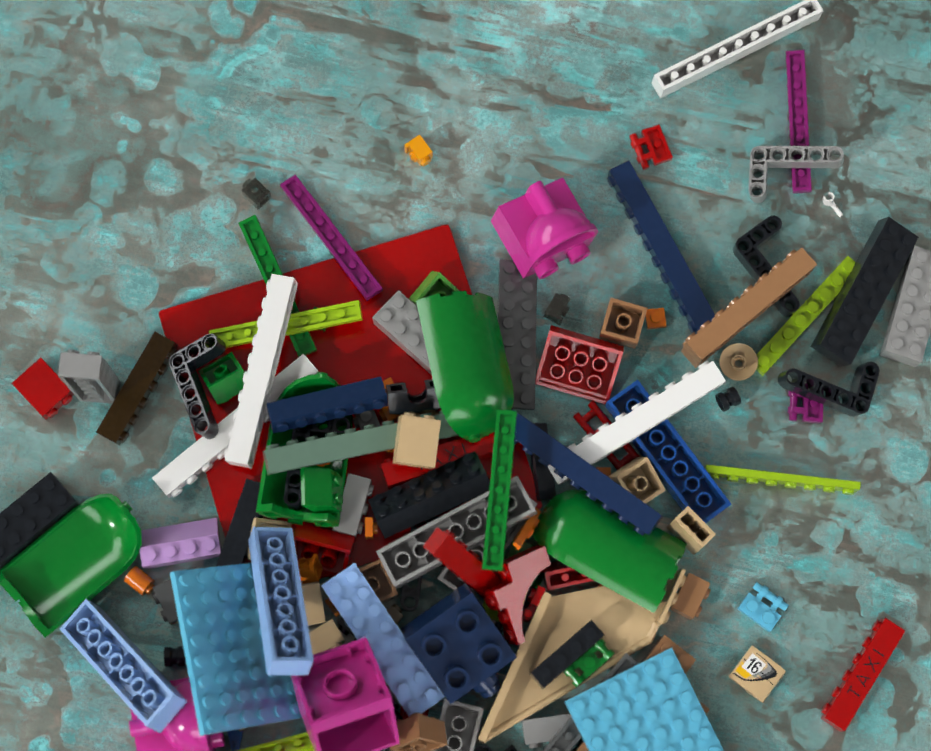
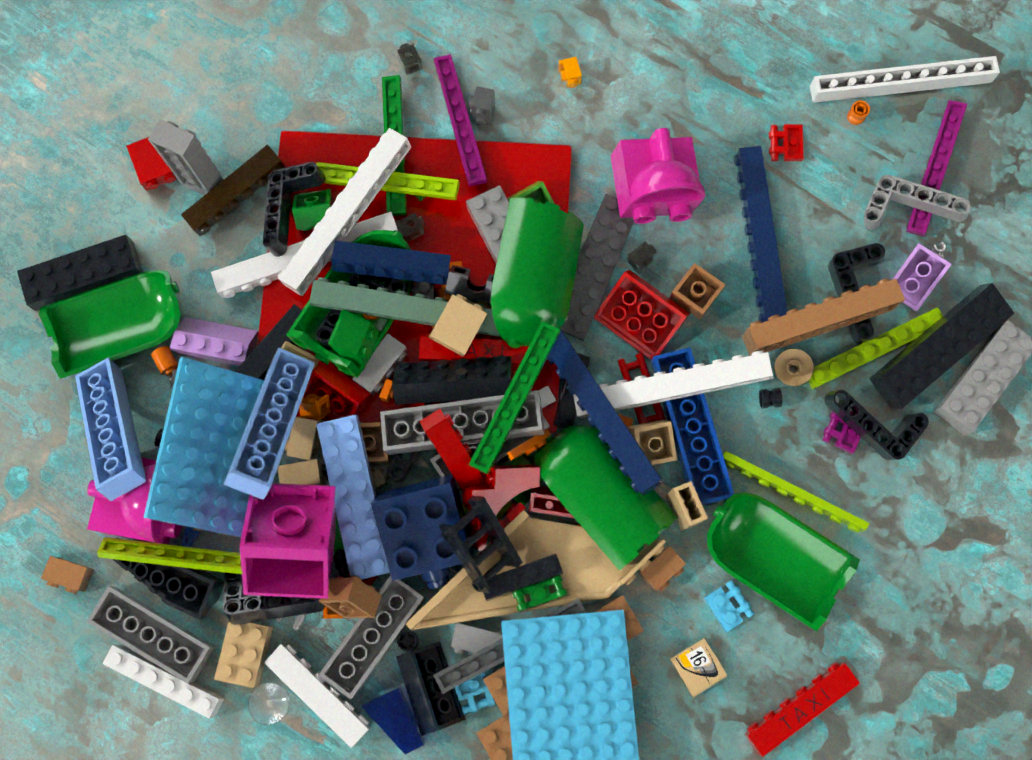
camera: 30 degrees right, 0 degrees up
(327, 367) = (411, 232): none -> clear smoke brick
(348, 216) = (482, 106): none -> dark grey brick
(522, 475) = (546, 396): none -> white piece
(536, 630) = (498, 541): none -> black fence
(655, 318) = (730, 299): orange plate -> none
(703, 96) = (858, 112): none -> orange wheel
(792, 544) = (779, 557): none -> green panel
(820, 231) = (920, 275): none -> lavender slope

